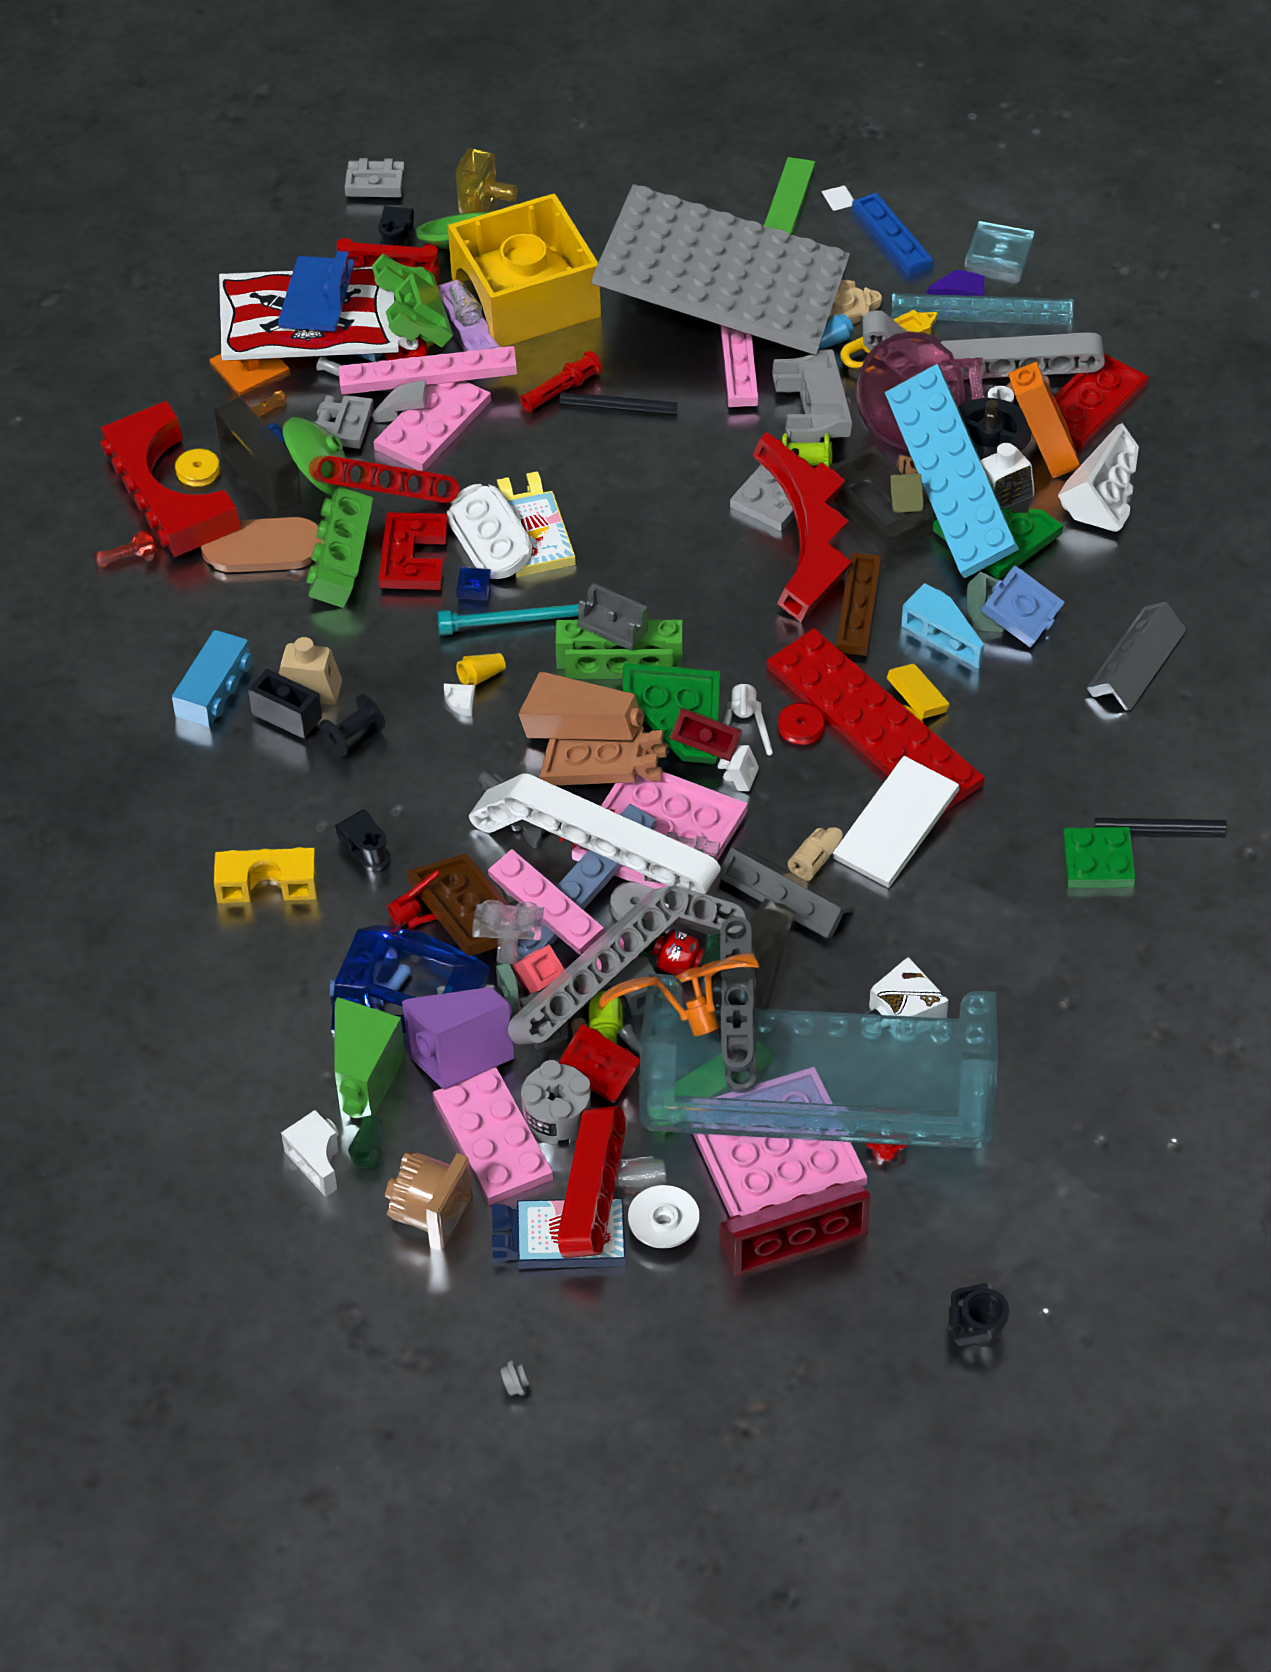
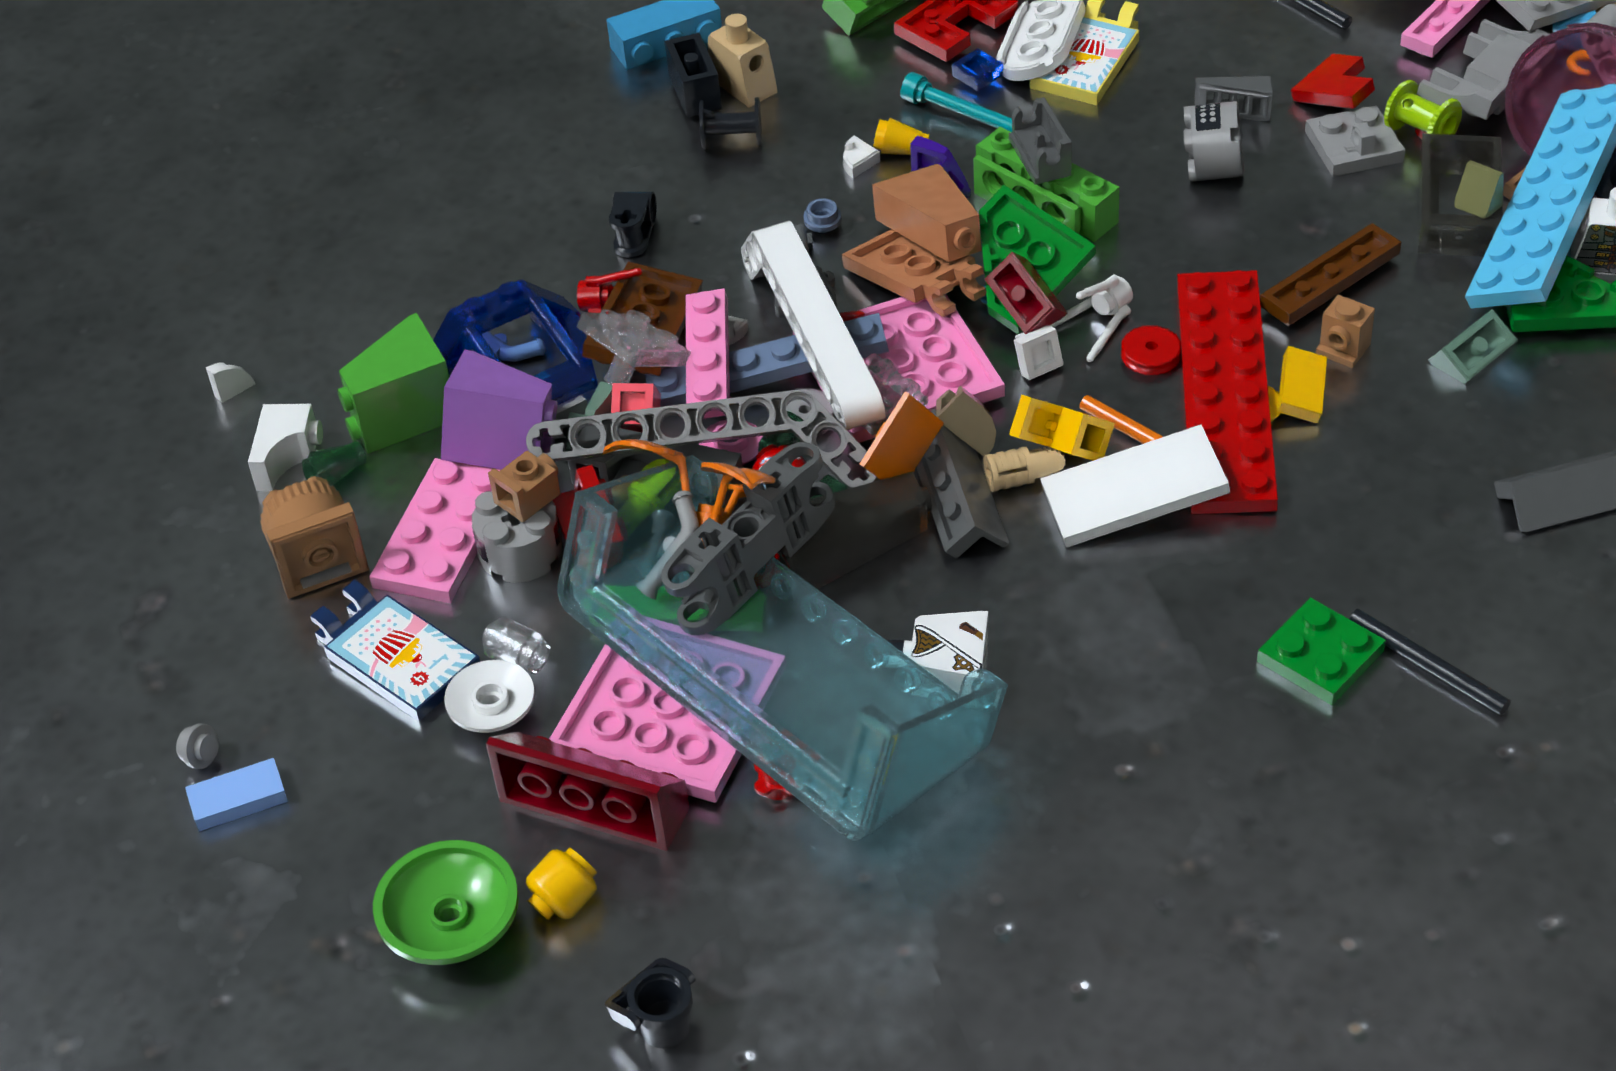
camera: 45 degrees right, 5 degrees down
(215, 1136) = (228, 380): none -> white tile
(241, 870) = (539, 209): yellow arch -> none
(490, 757) = (822, 215): none -> sand blue plate
(524, 670) = (927, 153): none -> dark purple slope
(554, 1064) = (525, 485): none -> medium nougat brick
(571, 1390) = (236, 794): none -> light blue tile
(592, 1182) = (433, 616): red beam -> none
(672, 506) = (1255, 89): none -> dark grey slope
(697, 1042) = (689, 523): none -> light grey piece
(700, 549) = (1213, 141): none -> light grey brick
(717, 465) = (1335, 83): none -> red tile
(743, 882) = (902, 439): none -> orange piece
(754, 840) = (967, 419): none -> dark tan brick
(799, 1334) = (443, 884): none -> bright green dish
(819, 525) = (1359, 183): red arch -> none
(822, 810) = (1061, 428): none -> yellow brick
(841, 784) = (1122, 422): none -> orange bar
(842, 1293) = (561, 884): none -> yellow head
(911, 639) = (1346, 331): none -> medium nougat brick
(940, 621) = (1397, 333): medium azure slope -> none
(1022, 606) = (1502, 363): medium blue plate -> none

